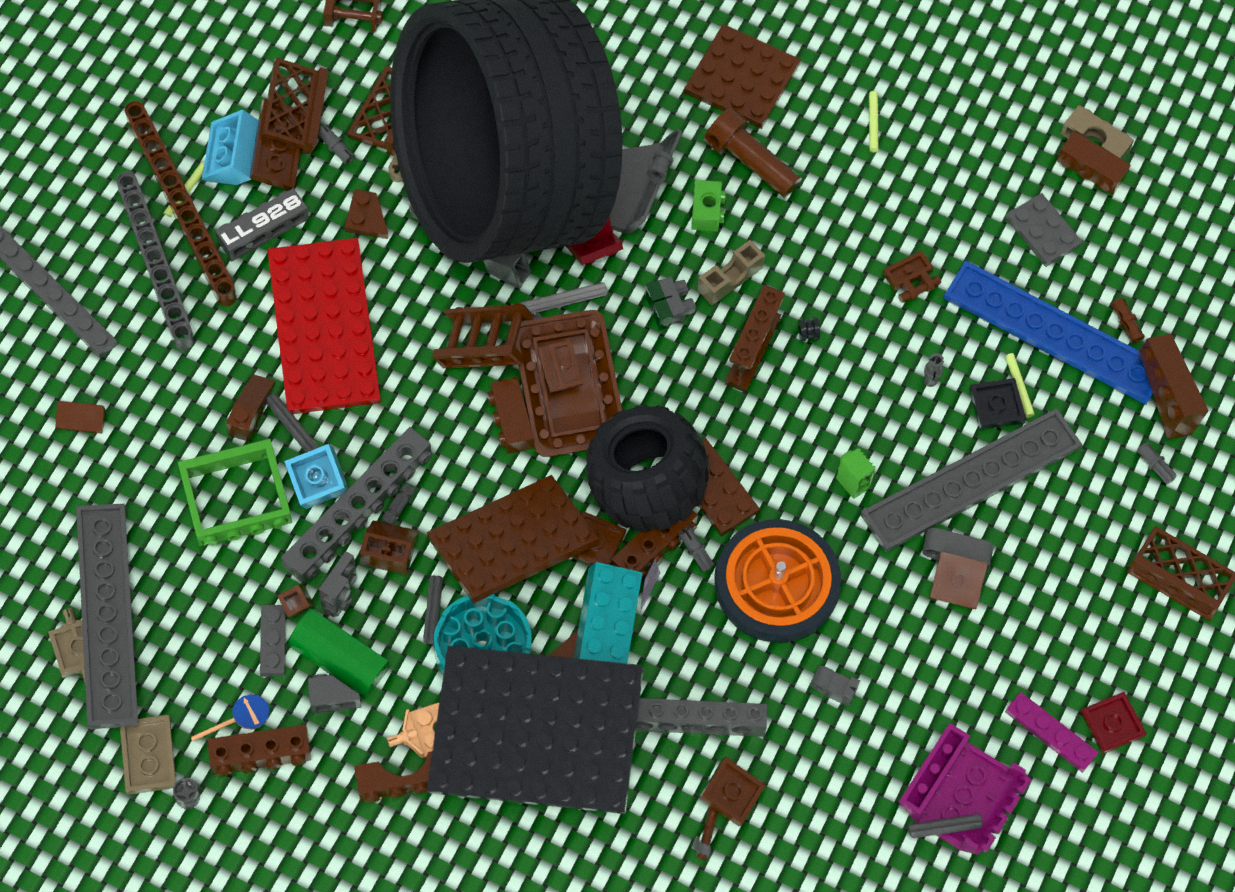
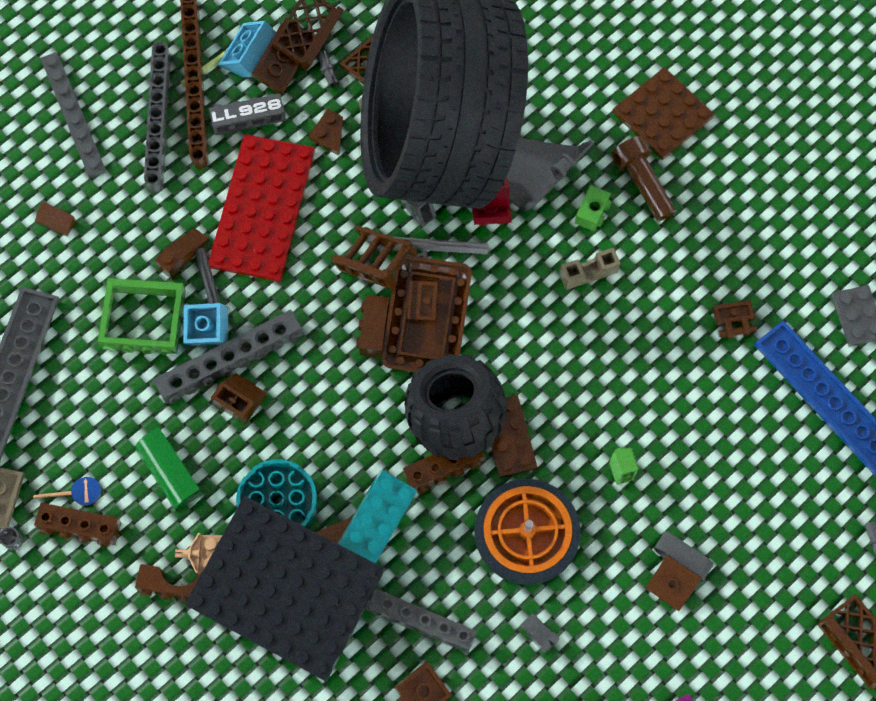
camera: 25 degrees right, 5 degrees up
(272, 641) = (124, 441): dark grey plate -> none
(296, 600) = (151, 417): reddish brown brick -> none
(331, 695) = (146, 499): dark grey slope -> none
(336, 590) = (182, 418): dark grey plate -> none
(398, 504) = (260, 367): dark grey axle -> none
(433, 608) = (254, 456): dark grey axle -> none
(512, 538) = (333, 425): reddish brown plate -> none
(609, 541) = (397, 448): reddish brown plate -> none
(650, 581) = (427, 496): clear purple sticker -> none
(666, 303) = (529, 275): hips -> none
(696, 549) = (473, 483): dark grey axle -> none
(755, 338) = (586, 328): reddish brown fence -> none
(808, 329) = (634, 334): black wheel -> none
(873, 121) = (754, 181): yellowish green bar -> none
(933, 370) = (717, 401): dark grey pin -> none
(971, 480) = (717, 502): dark grey plate -> none
(997, 403) = (763, 447): black plate -> none
(1015, 372) = (788, 438): yellowish green bar -> none

